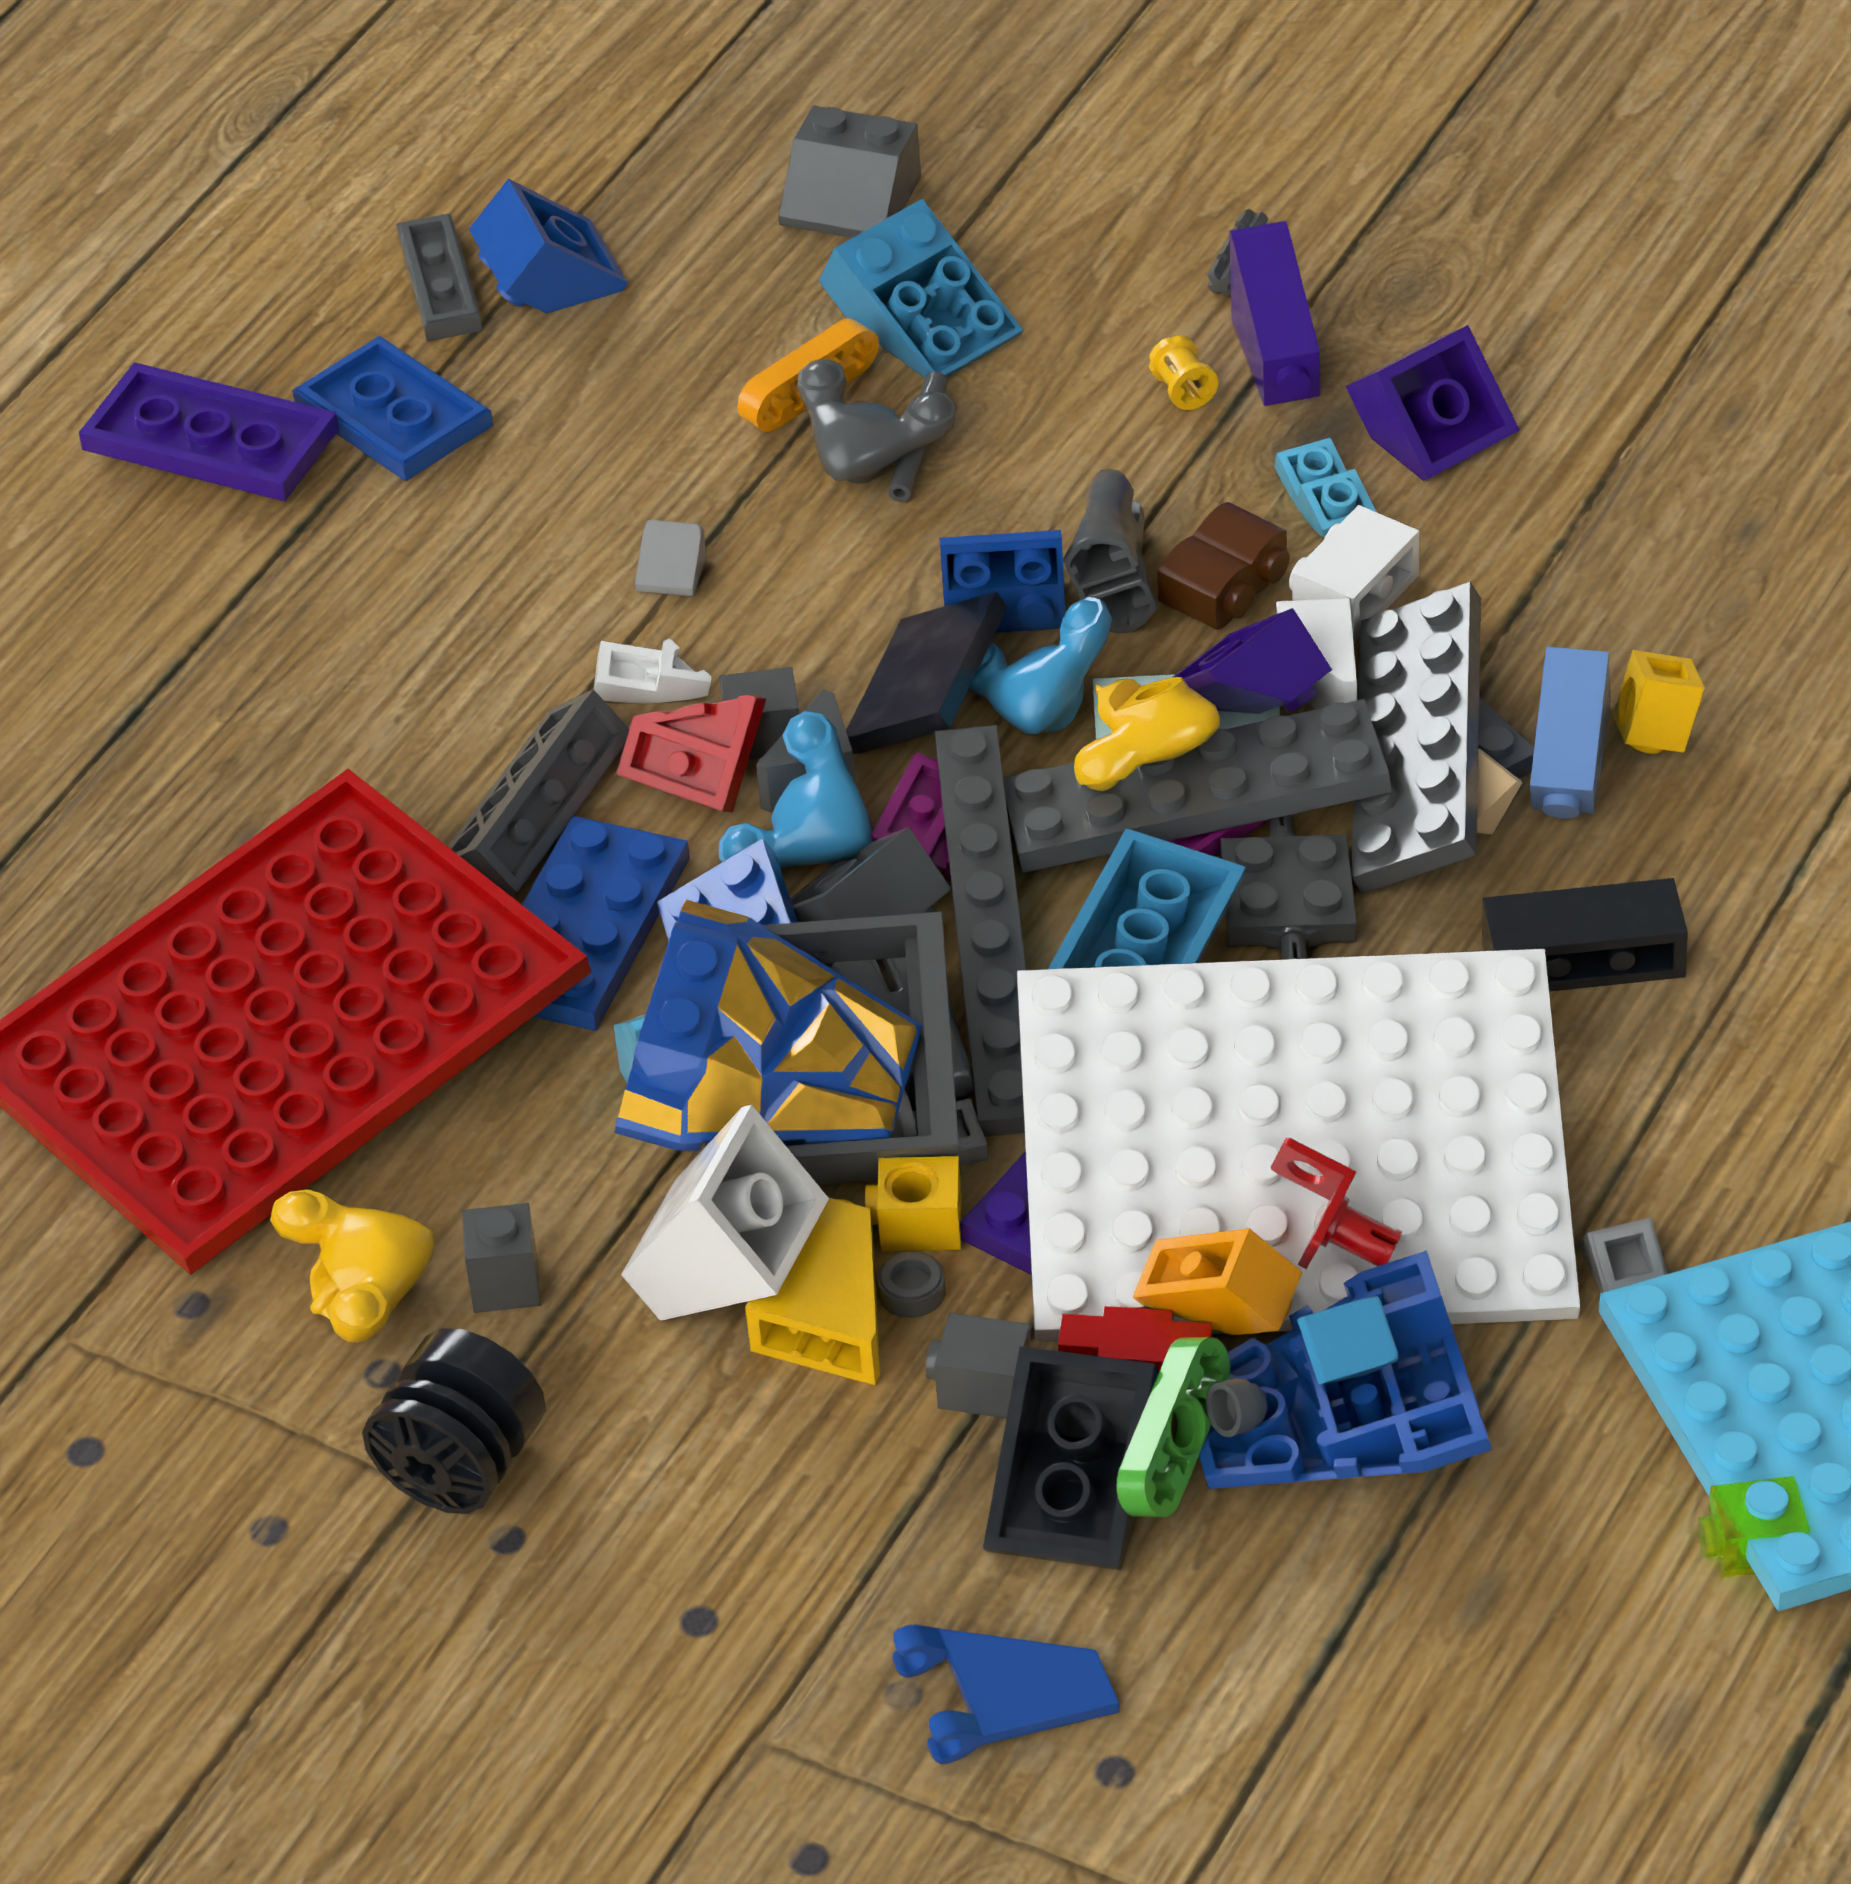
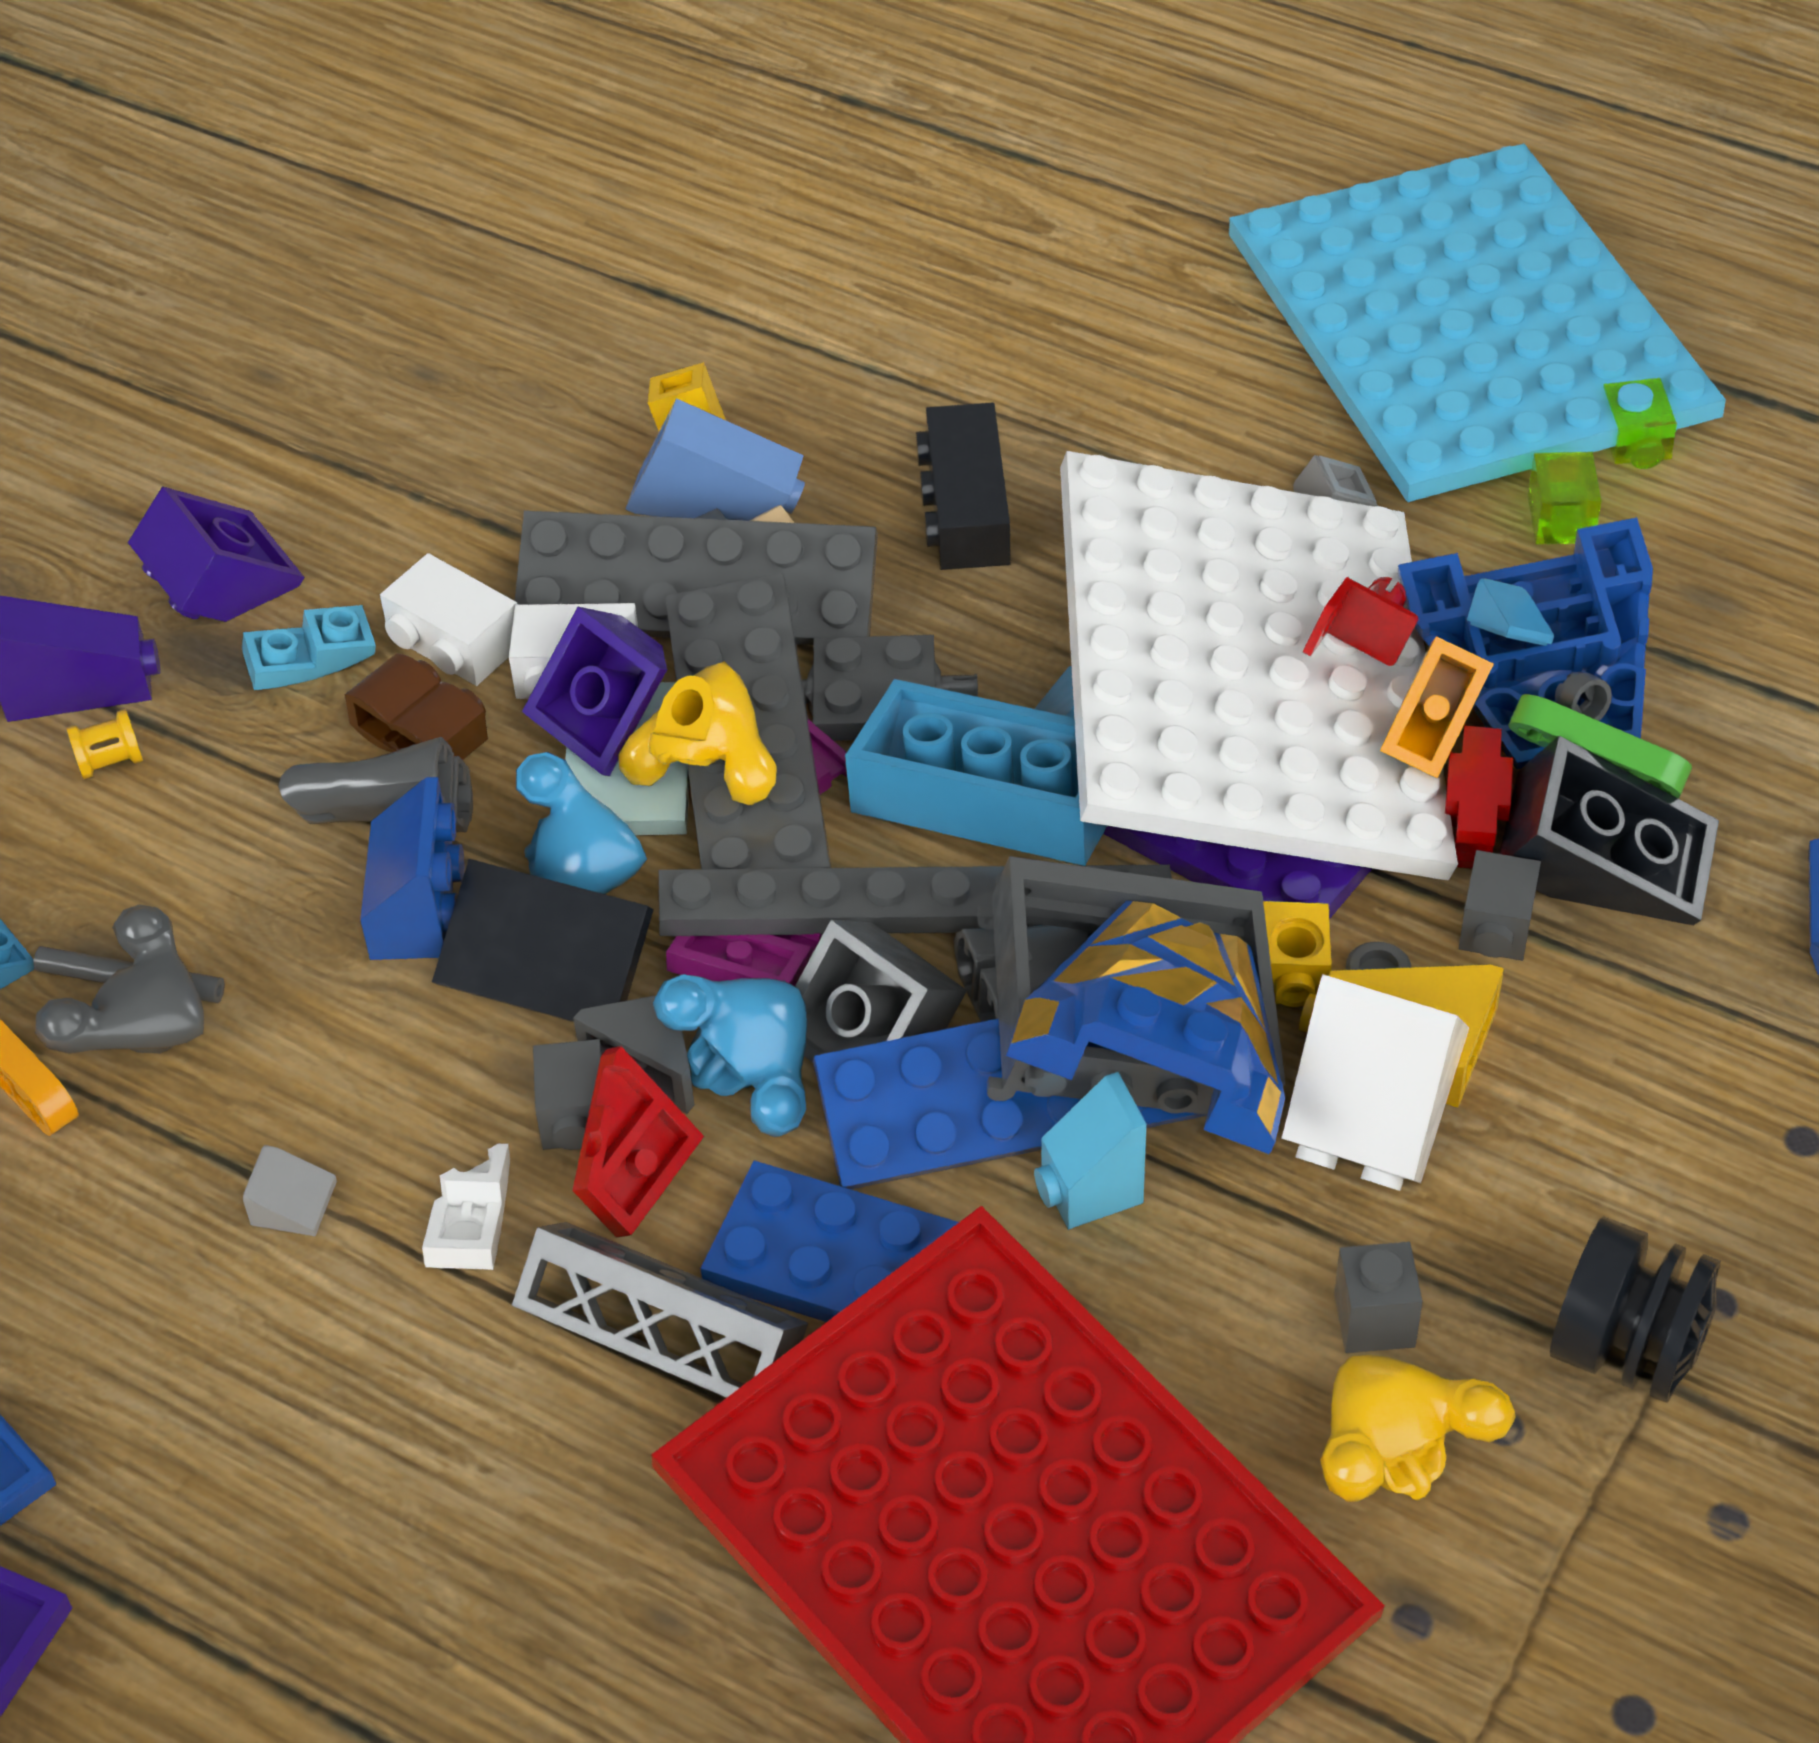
camera: 90 degrees left, 5 degrees up
(1605, 1445) = (1563, 496): none -> clear neon green brick

